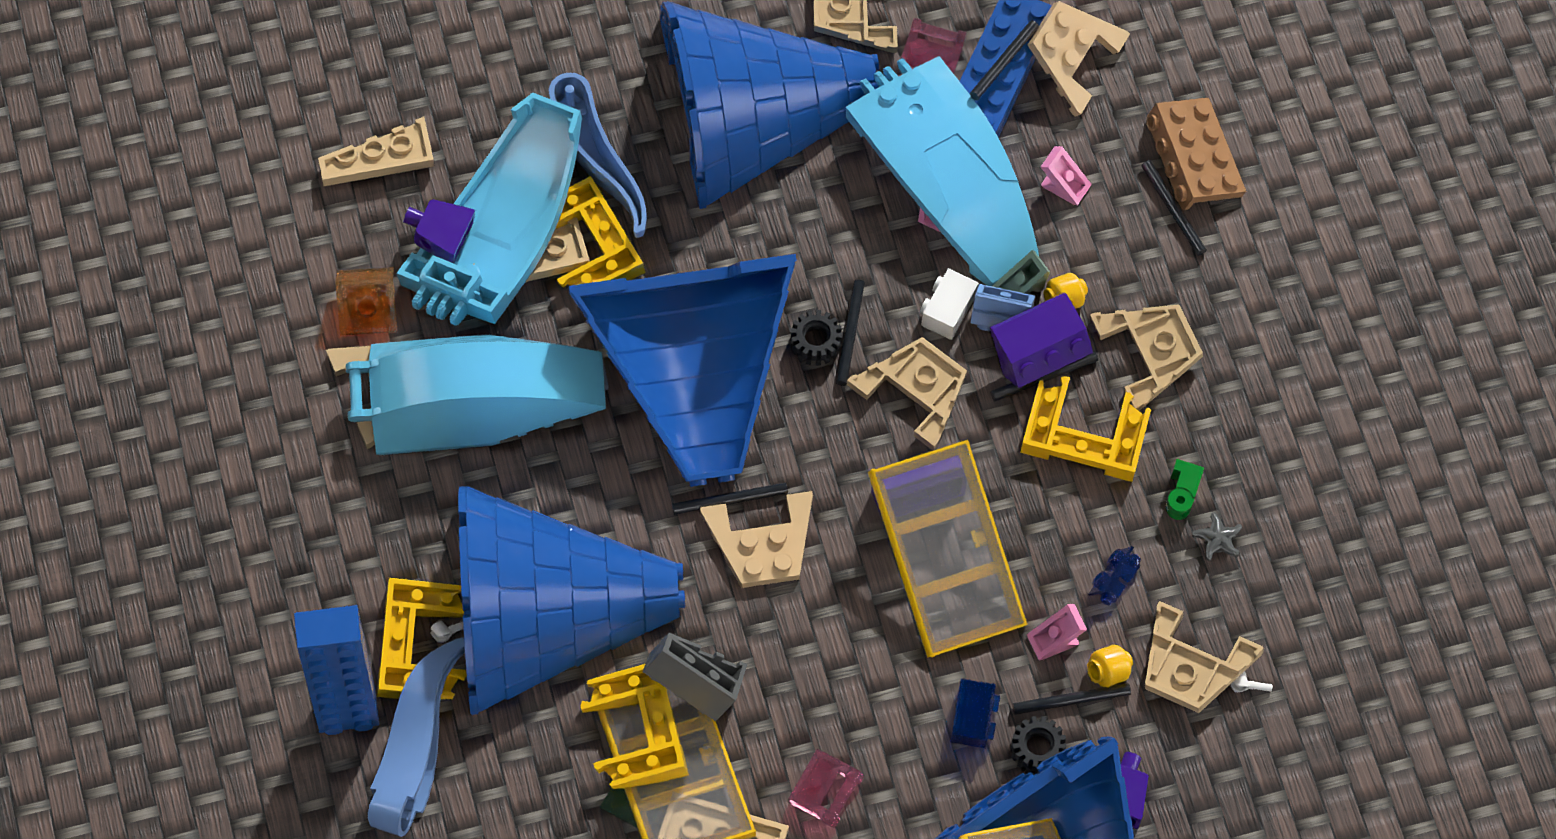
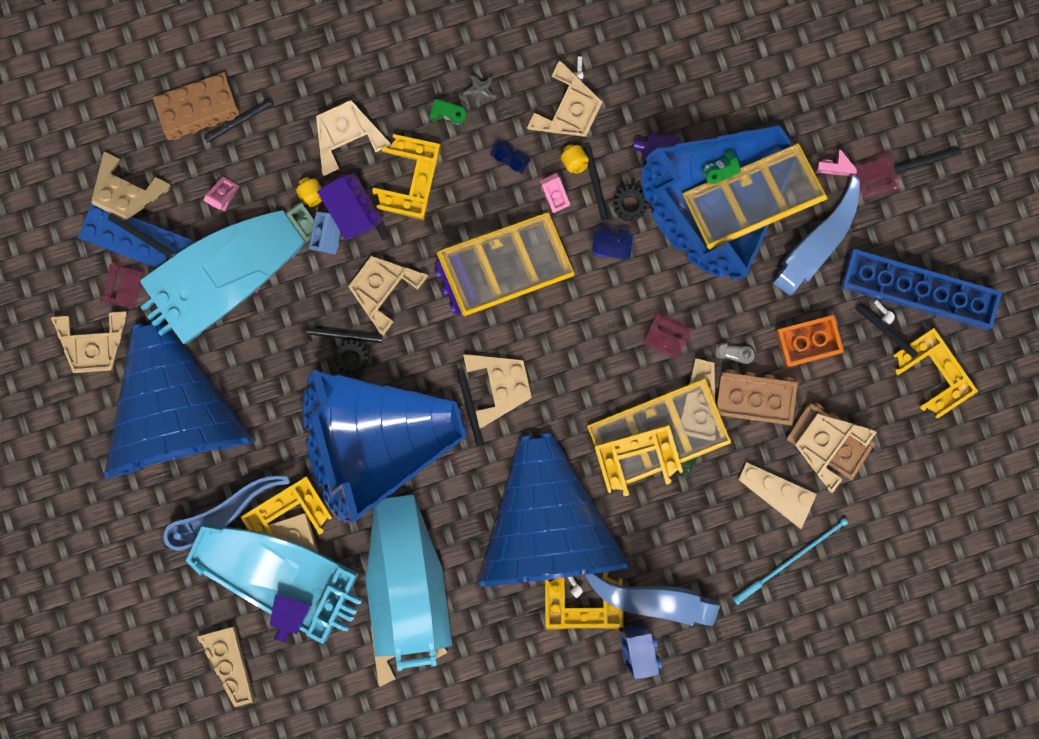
camera: 90 degrees left, 20 degrees up
(366, 301) = (341, 662): clear orange slope -> none
(694, 675) = (606, 421): dark grey wedge -> none
(949, 303) = (322, 269): white brick -> none

